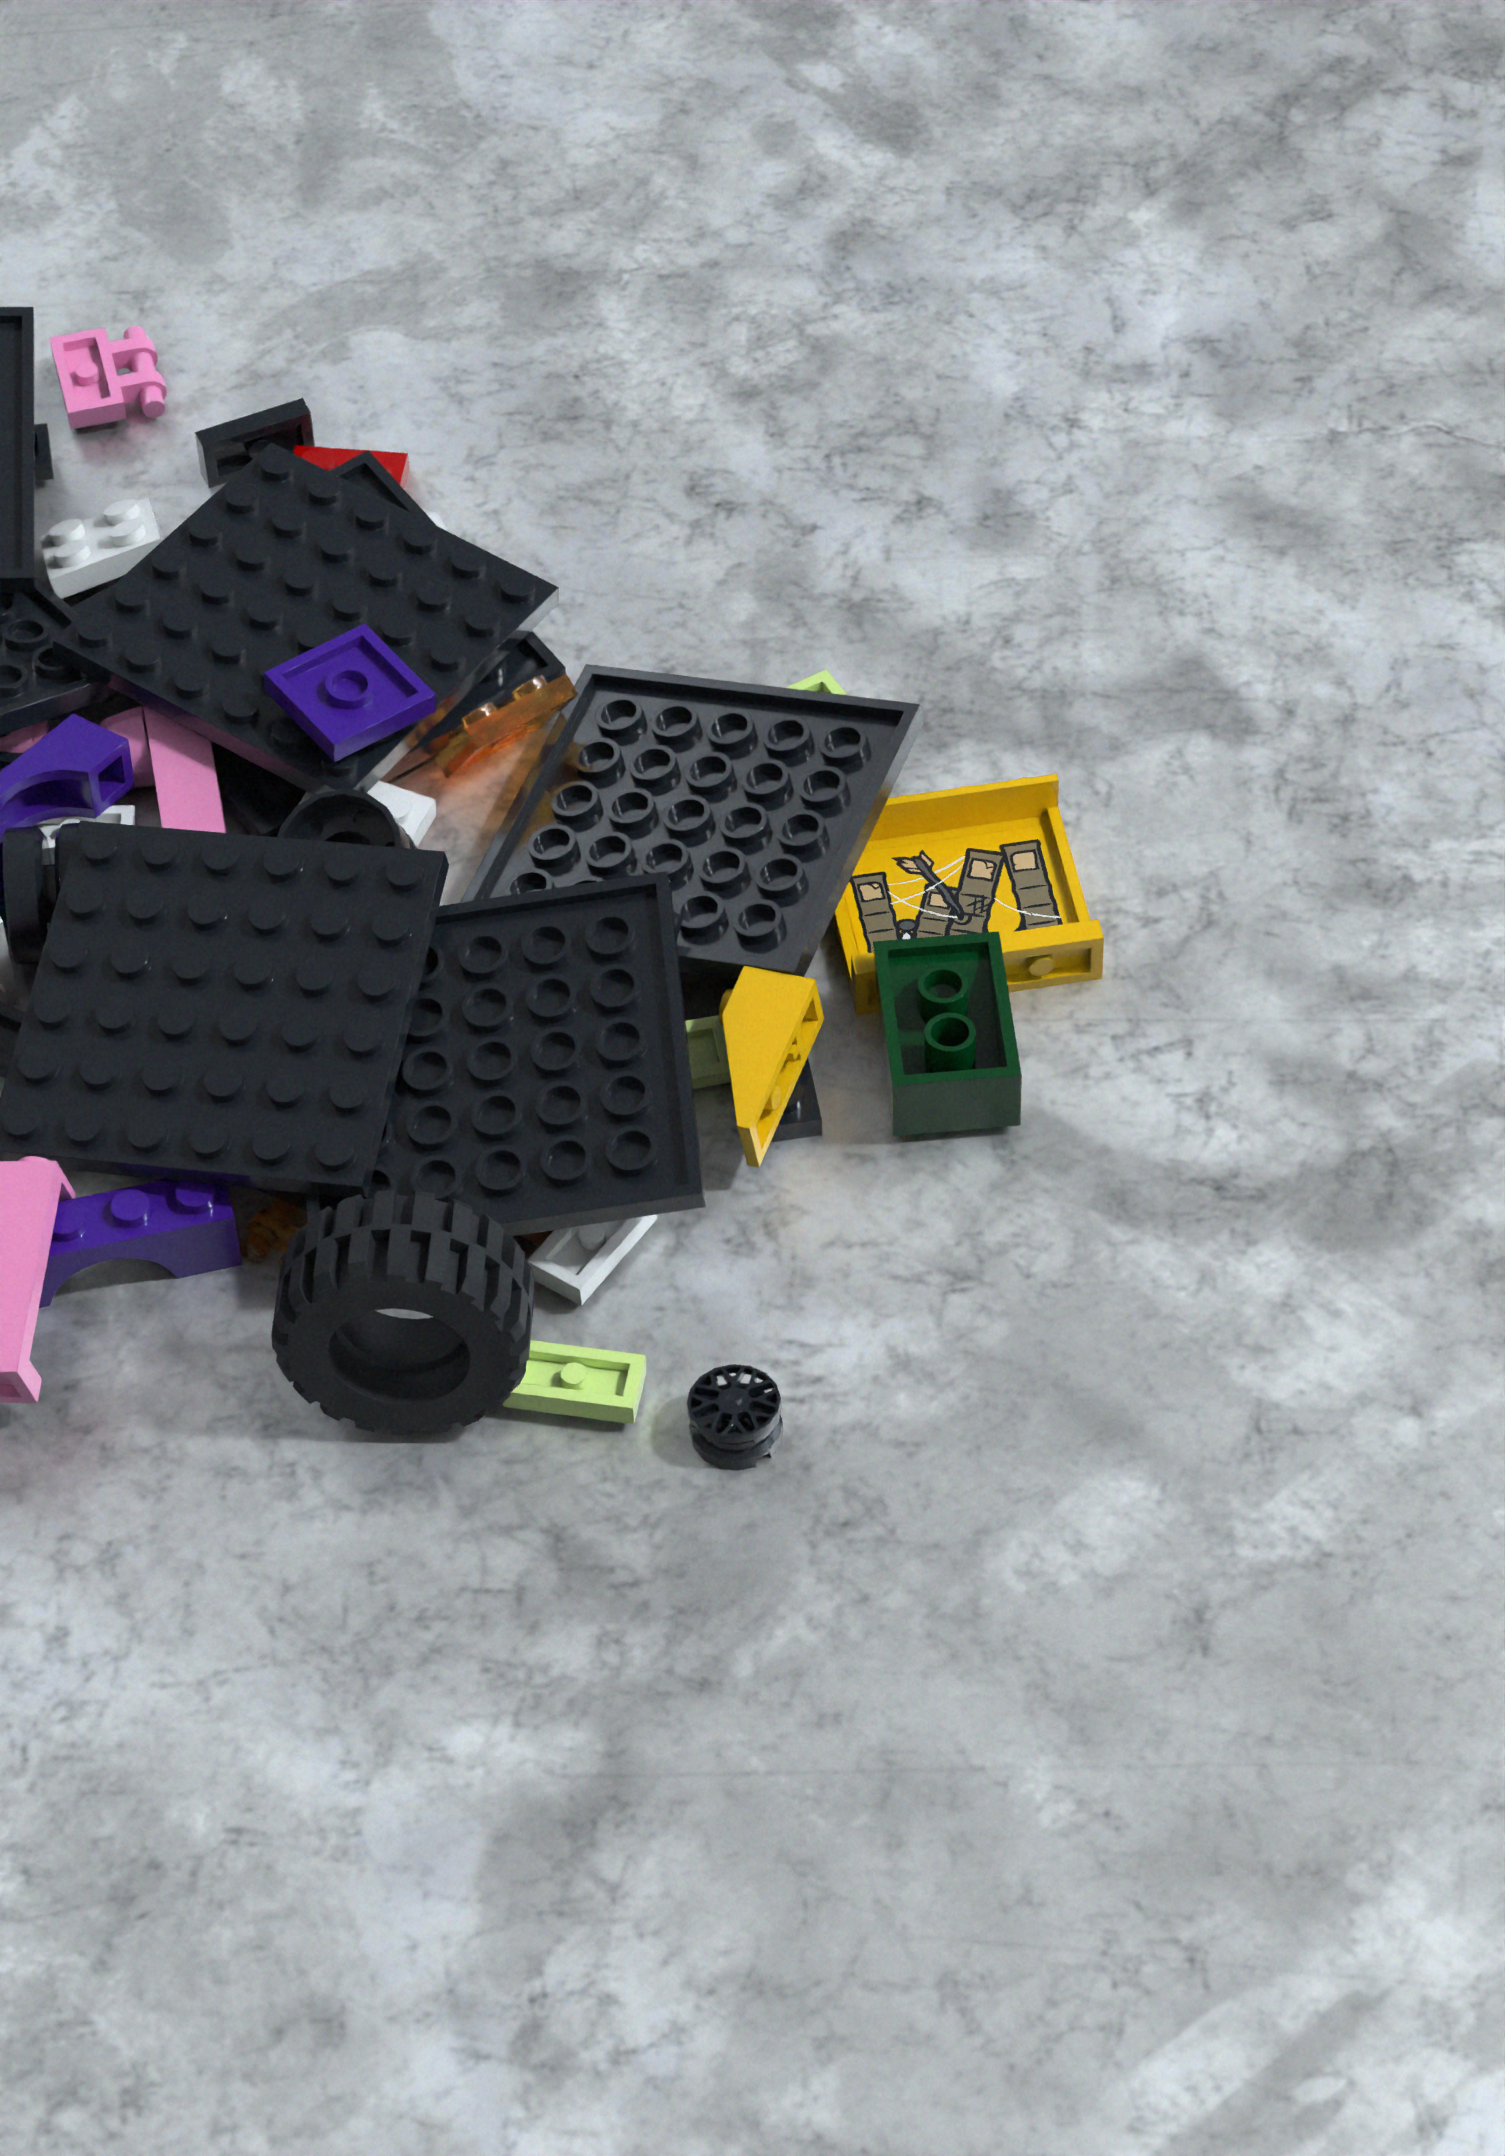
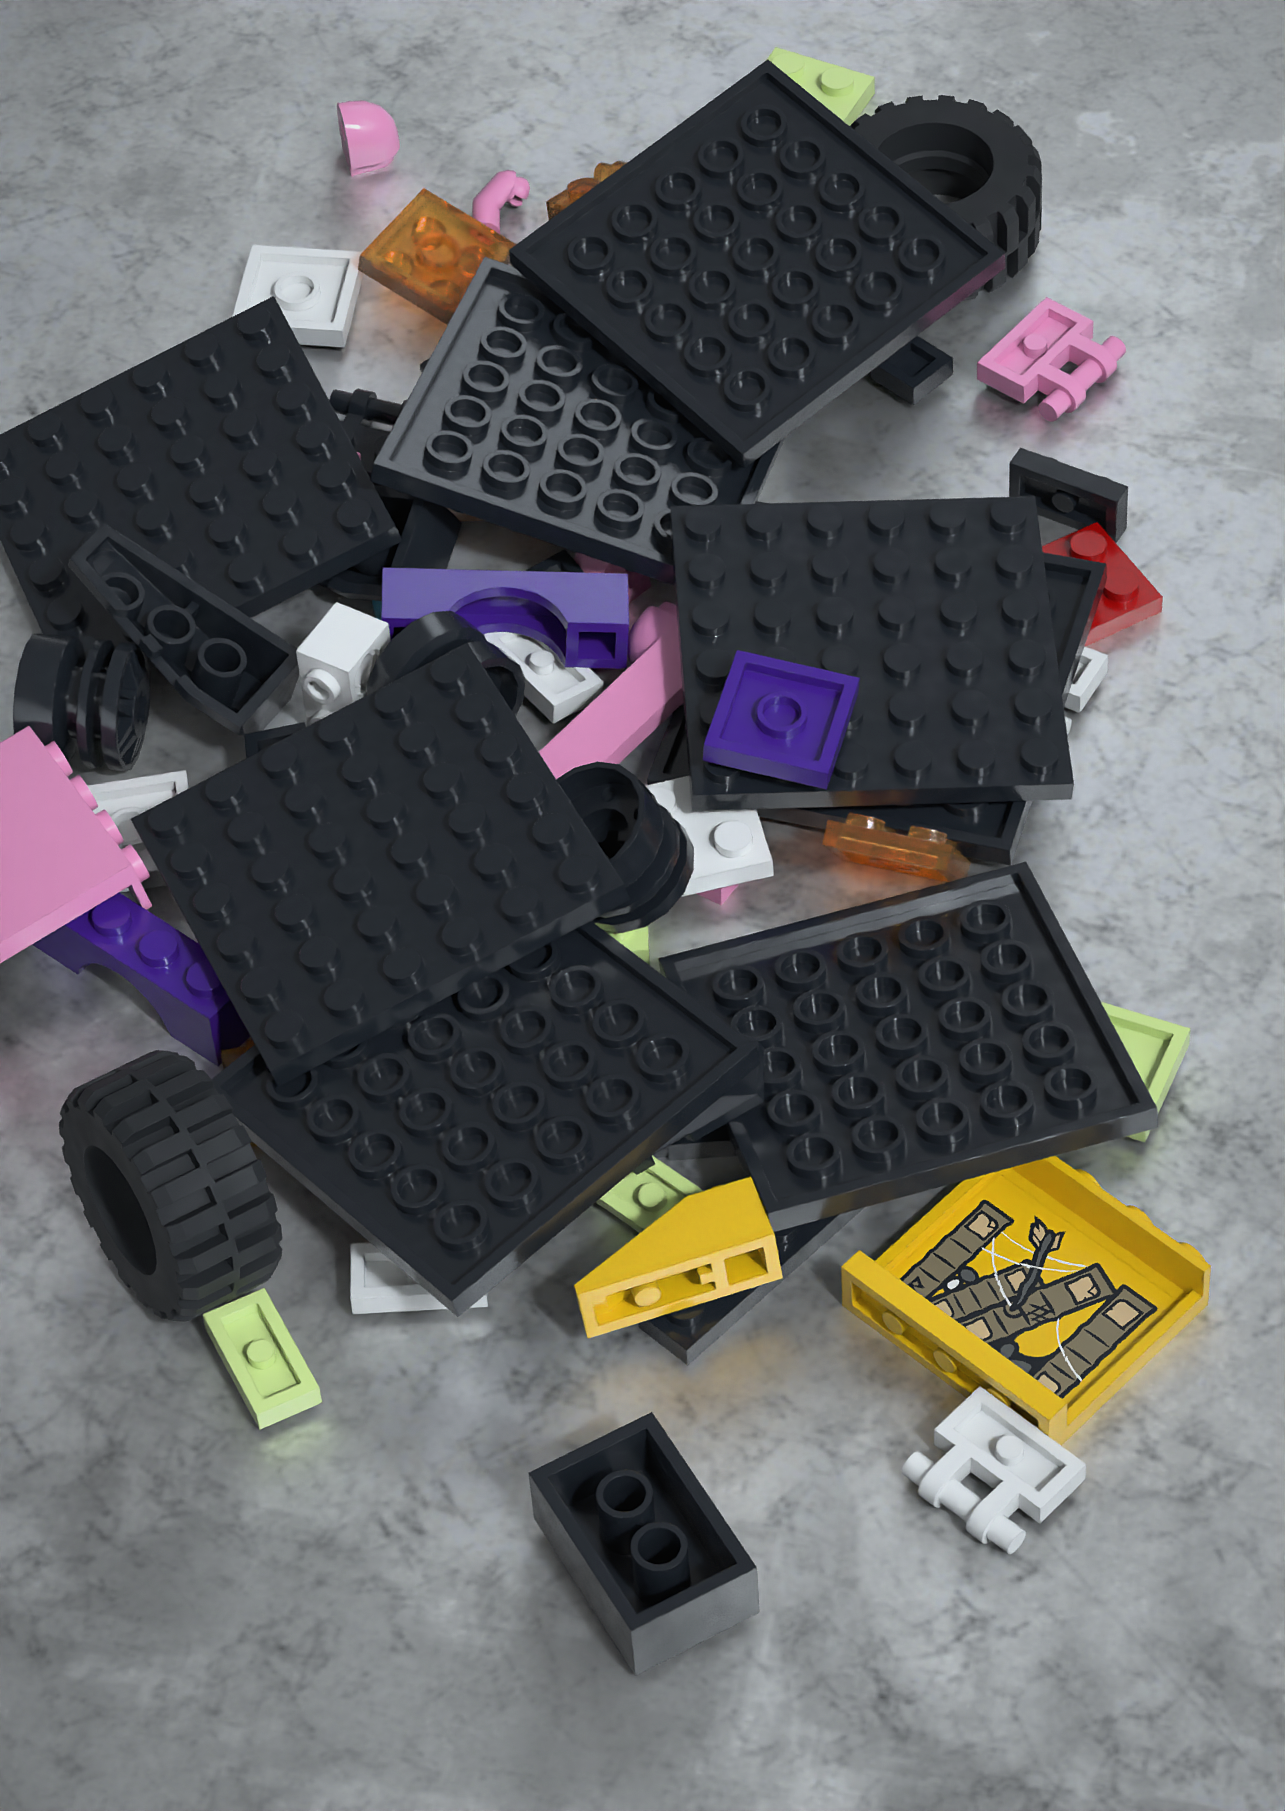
camera: 55 degrees right, 0 degrees up
(101, 547) = (847, 472): white plate -> none
(754, 1417) = (310, 1472): black wheel -> none
(947, 1034) = (838, 1374): dark green slope -> none
(984, 1231) = (644, 1543): none -> black brick
(1091, 991) = (1006, 1454): none -> white plate

